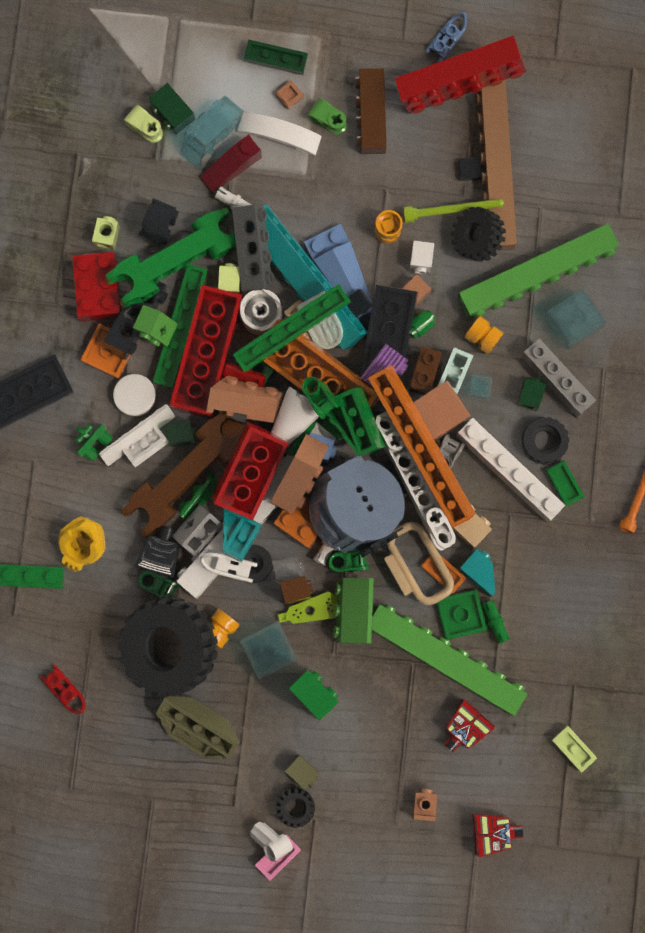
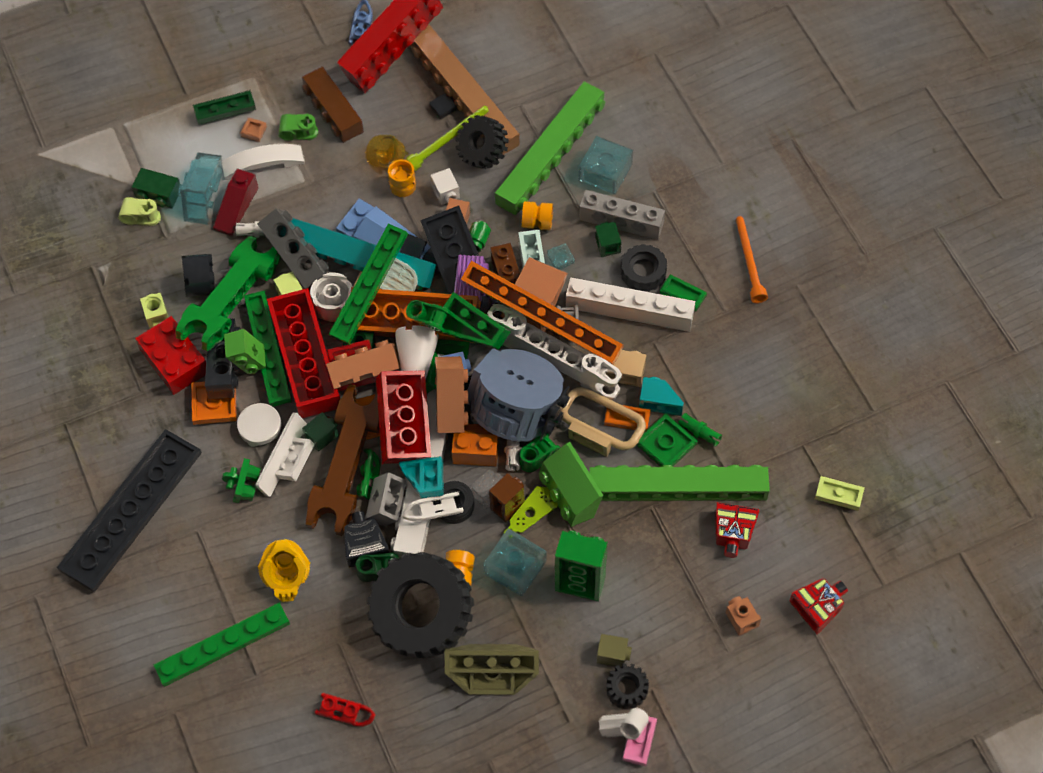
camera: 25 degrees left, 20 degrees down
(389, 190) = (384, 150): none -> clear yellow piece

